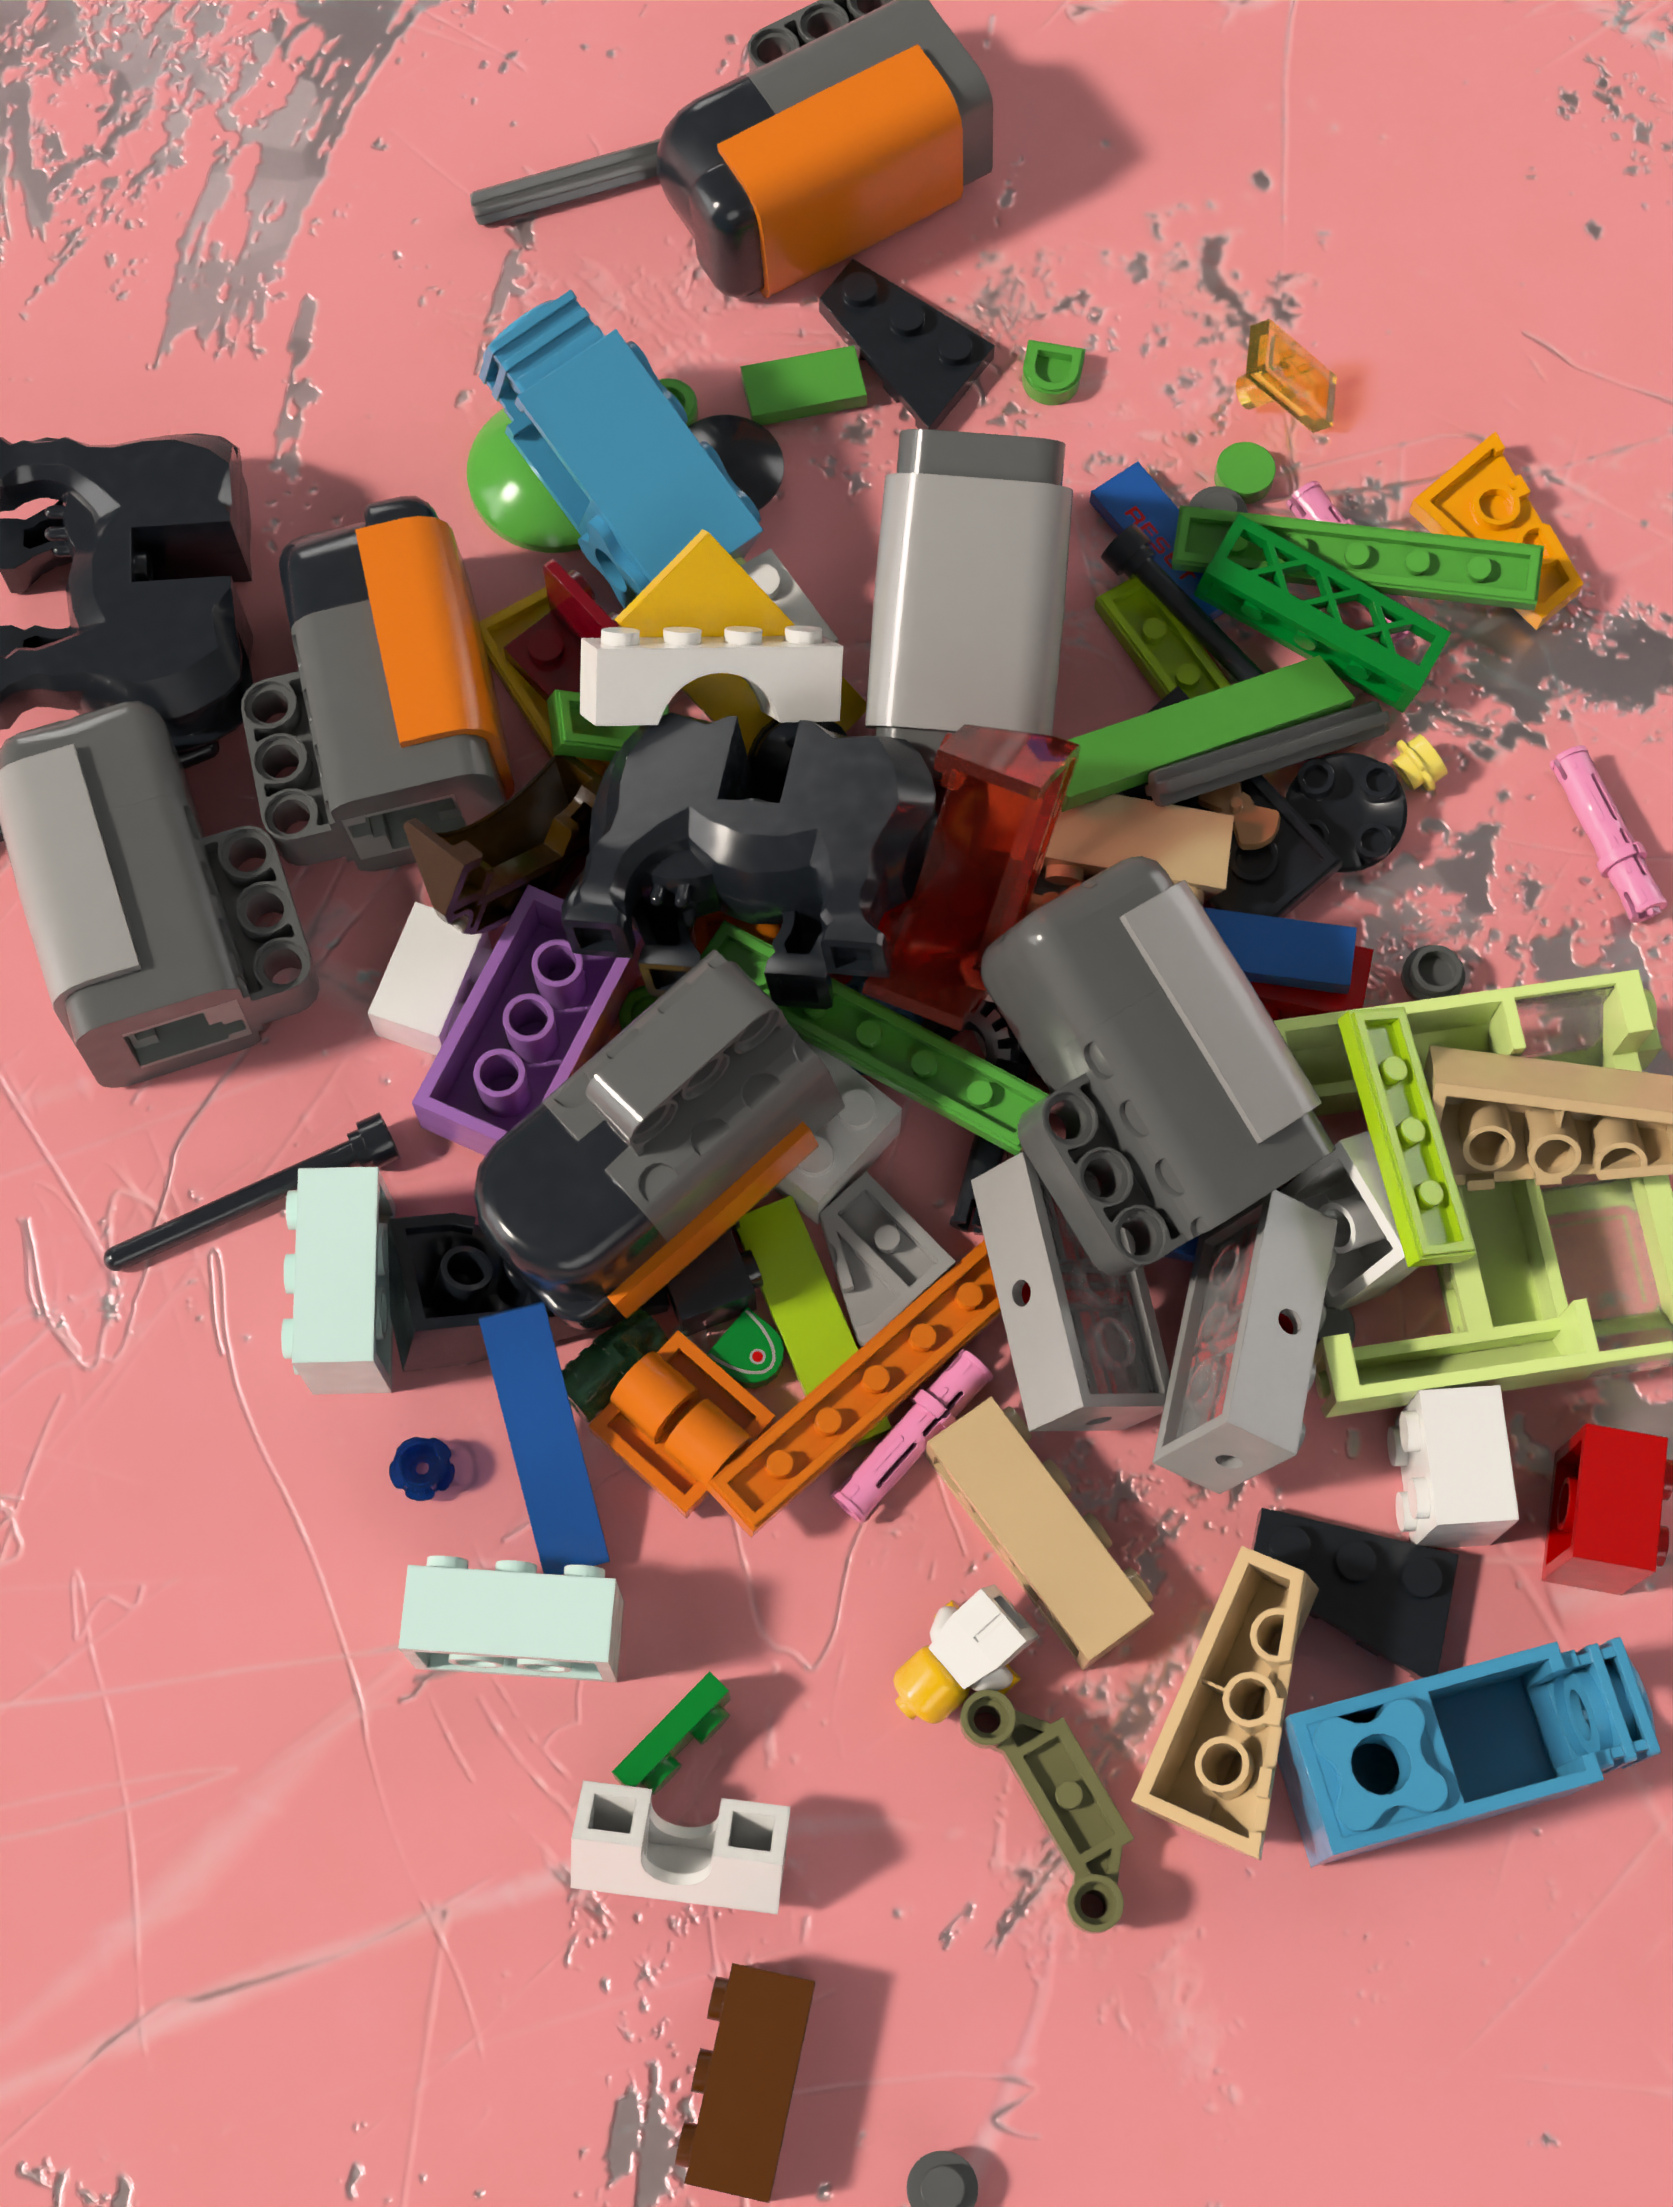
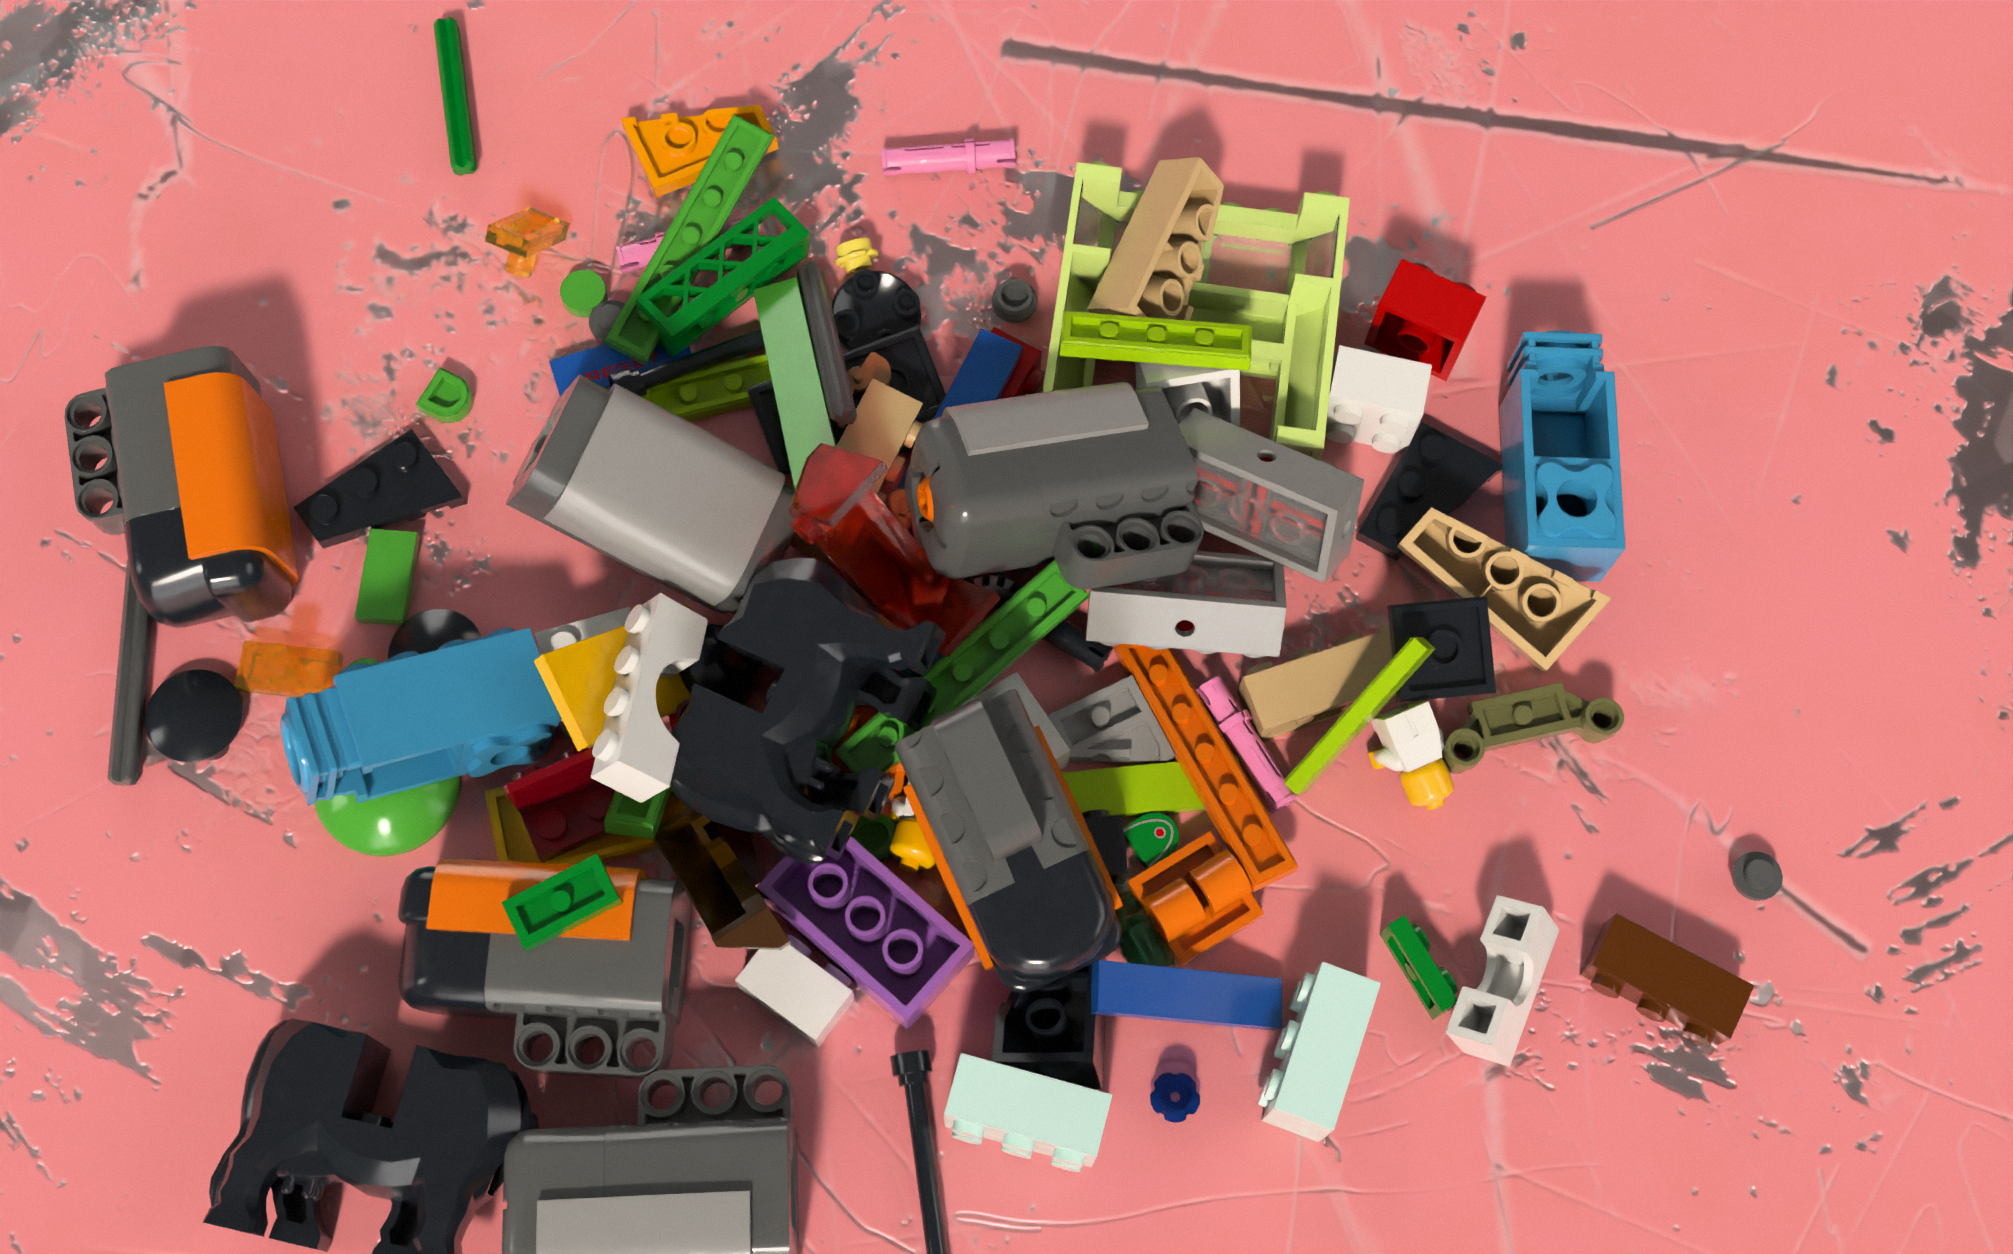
camera: 75 degrees left, 0 degrees up
(419, 654) = (561, 902): none -> green plate
(572, 249) = (194, 716): none -> black dish
(658, 321) = (285, 669): none -> clear yellow tile
(982, 1556) = (1359, 715): none -> lime tile
(1111, 1645) = (1462, 642): none -> black tile
(1453, 246) = (454, 96): none -> green axle

